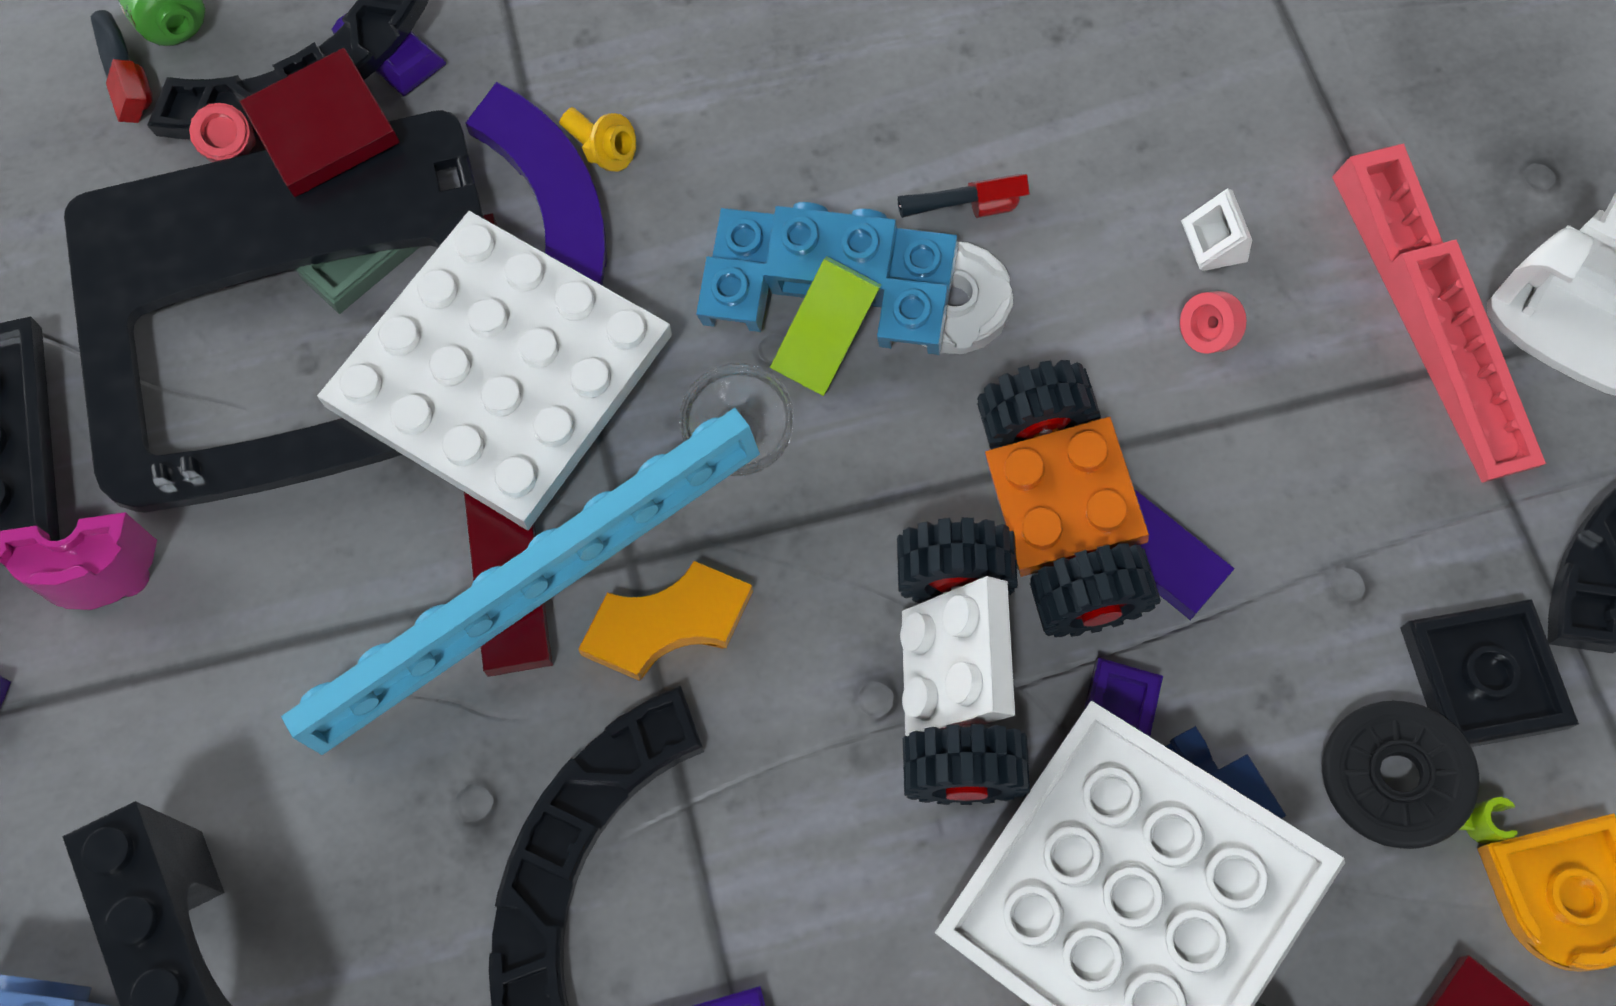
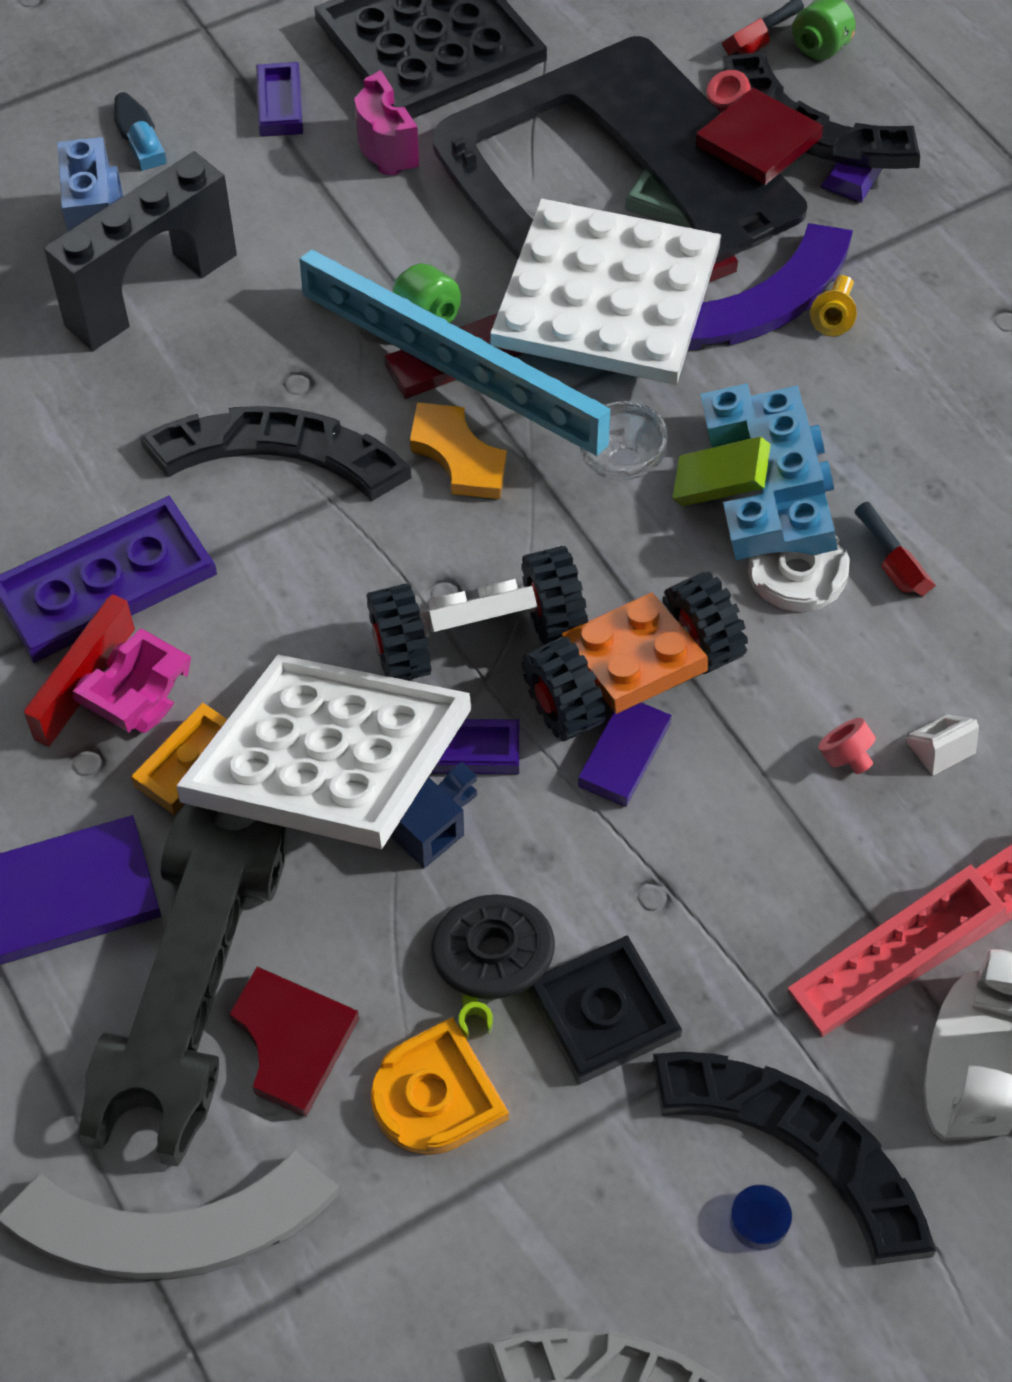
camera: 75 degrees right, 10 degrees down
(407, 585) = (429, 290): none -> bright green head

